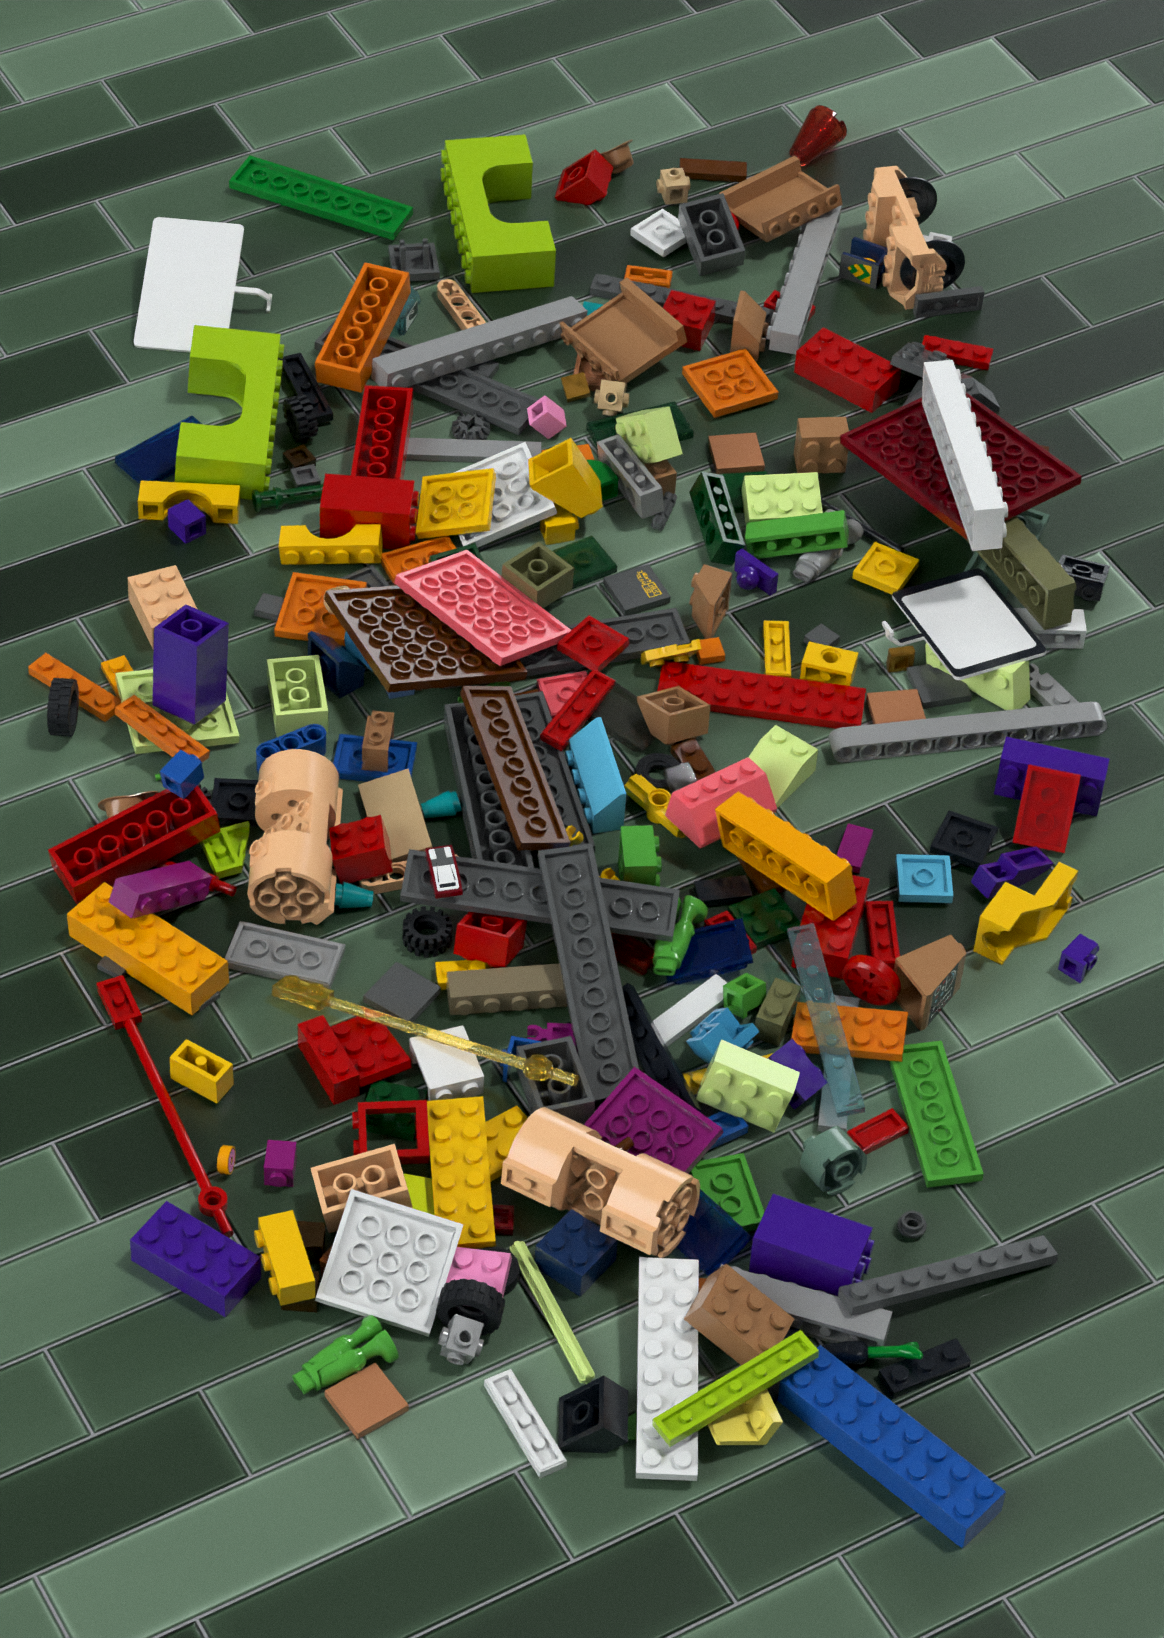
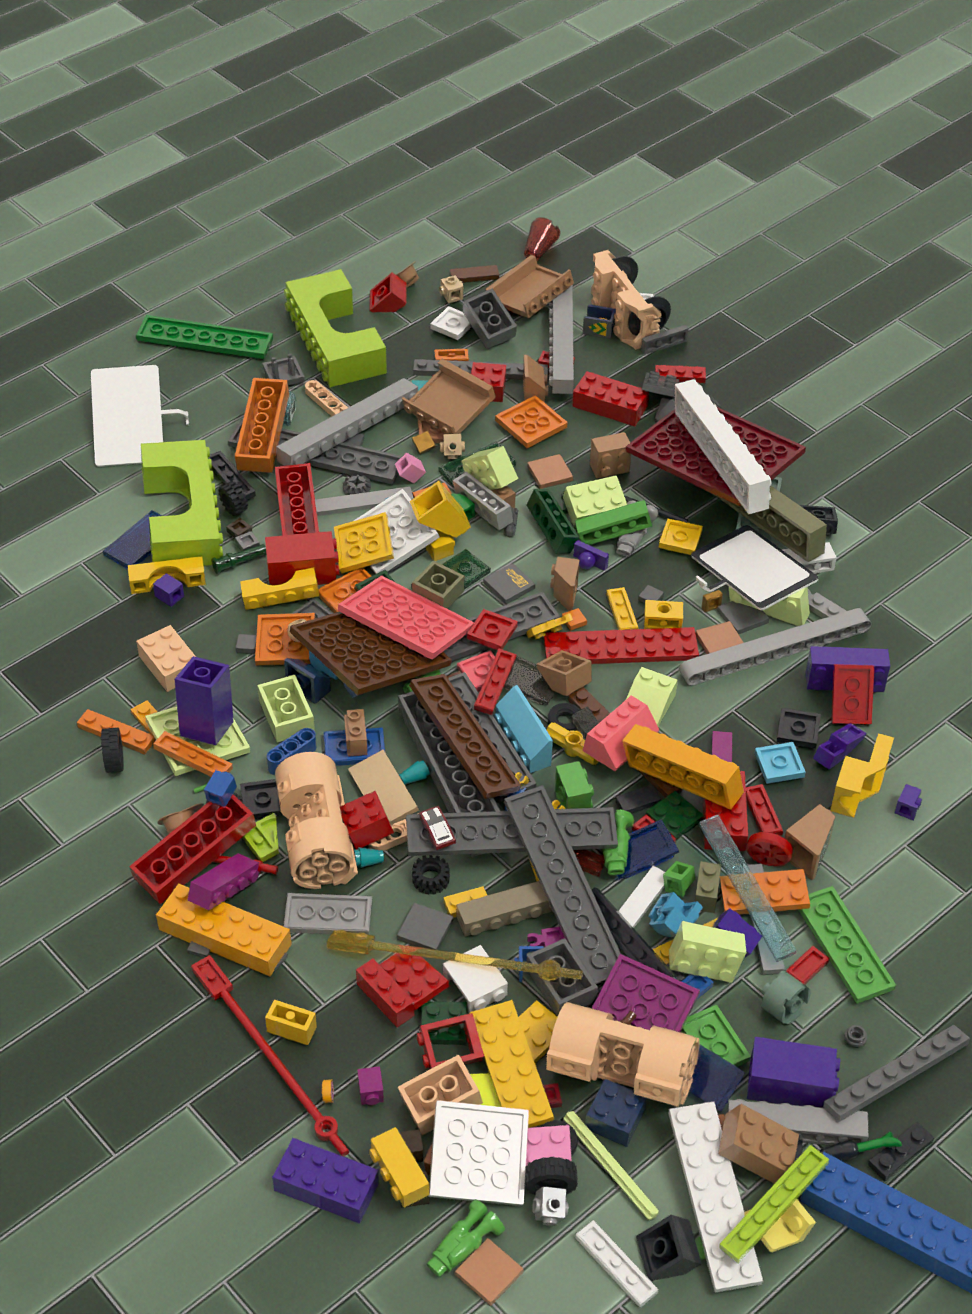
camera: 10 degrees left, 0 degrees up
(489, 938) = (481, 872): red brick -> none

